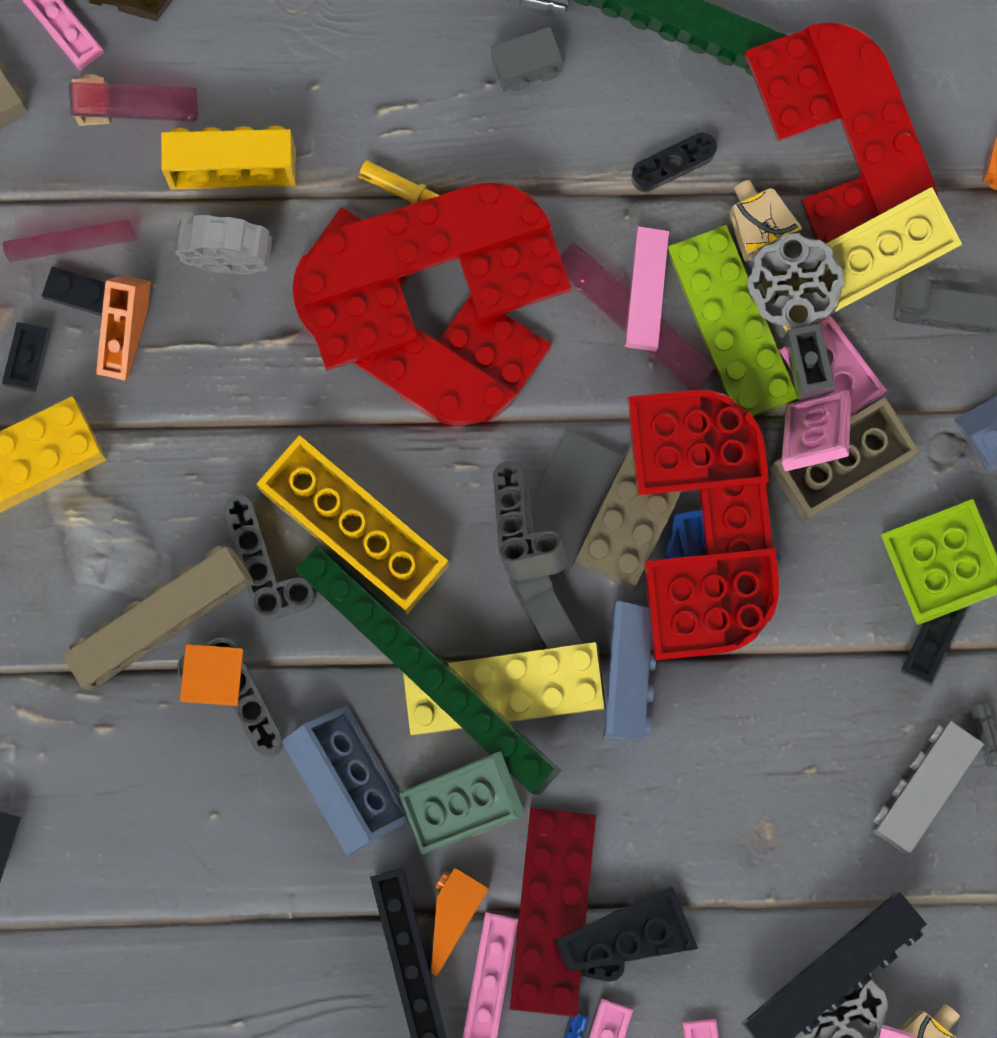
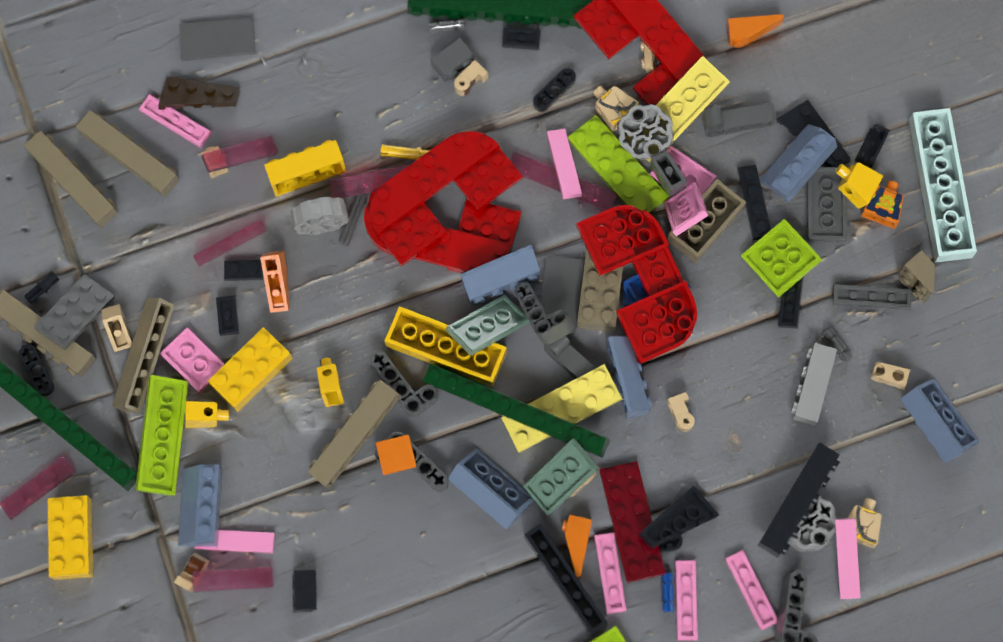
camera: 15 degrees left, 5 degrees down
(148, 521) = (329, 383): none -> yellow torso
(278, 266) = (353, 216): none -> dark grey axle
(311, 212) = (362, 182): none -> clear pink tile
(430, 513) = (487, 325): none -> sand green tile
(480, 438) = (500, 275): none -> sand blue slope
(544, 97) = (470, 77): none -> tan leg
(649, 60) = (521, 38): none -> black plate
(692, 758) = (679, 411): none -> tan leg
(842, 165) = (648, 61): none -> tan plate
(935, 452) = (755, 202): none -> black plate

